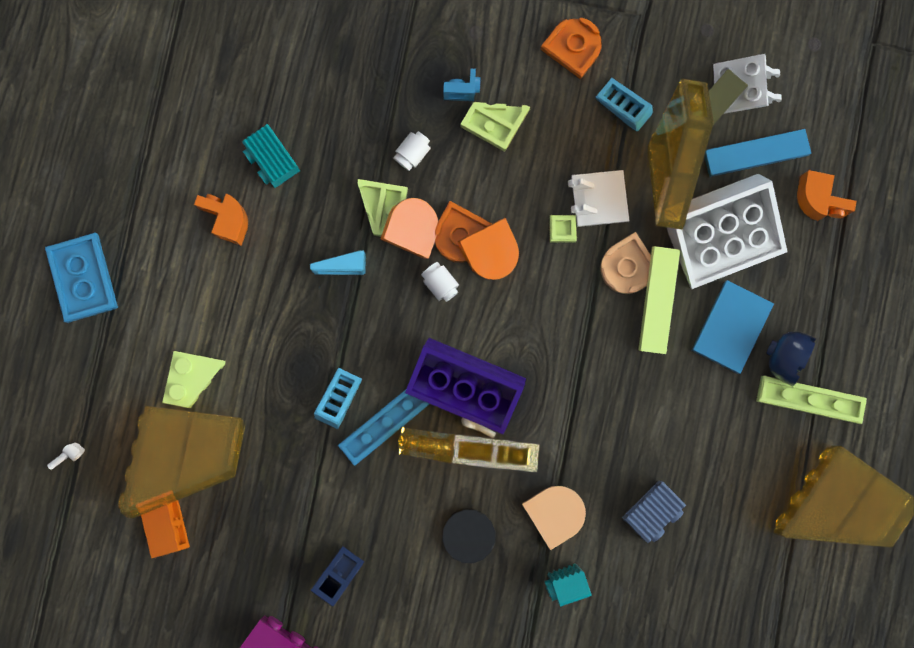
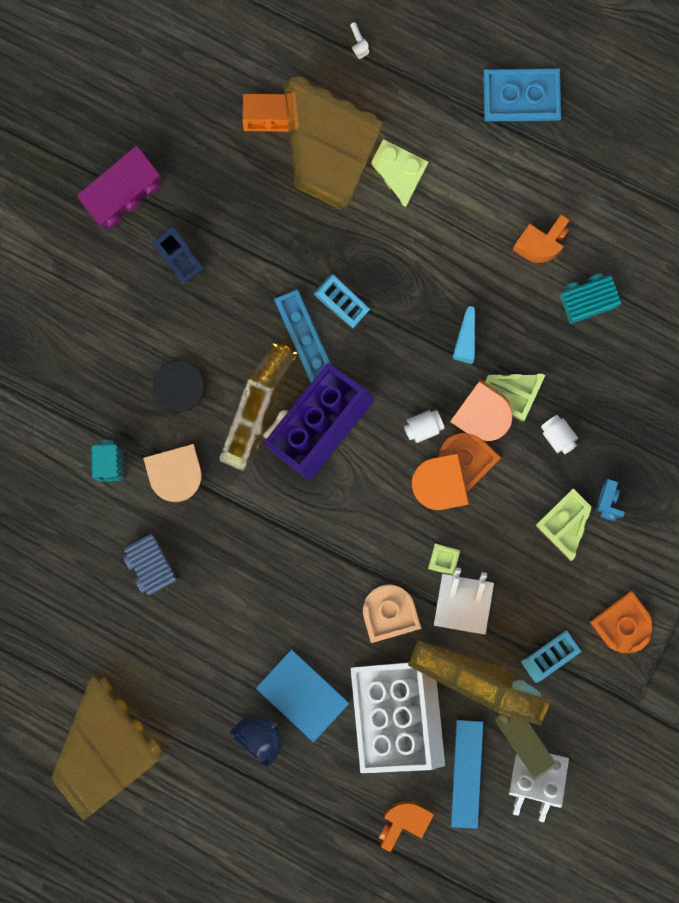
camera: 110 degrees right, 0 degrees up
(659, 300) = (348, 630): yellowish green tile -> none
(812, 400) = (210, 751): yellowish green tile -> none

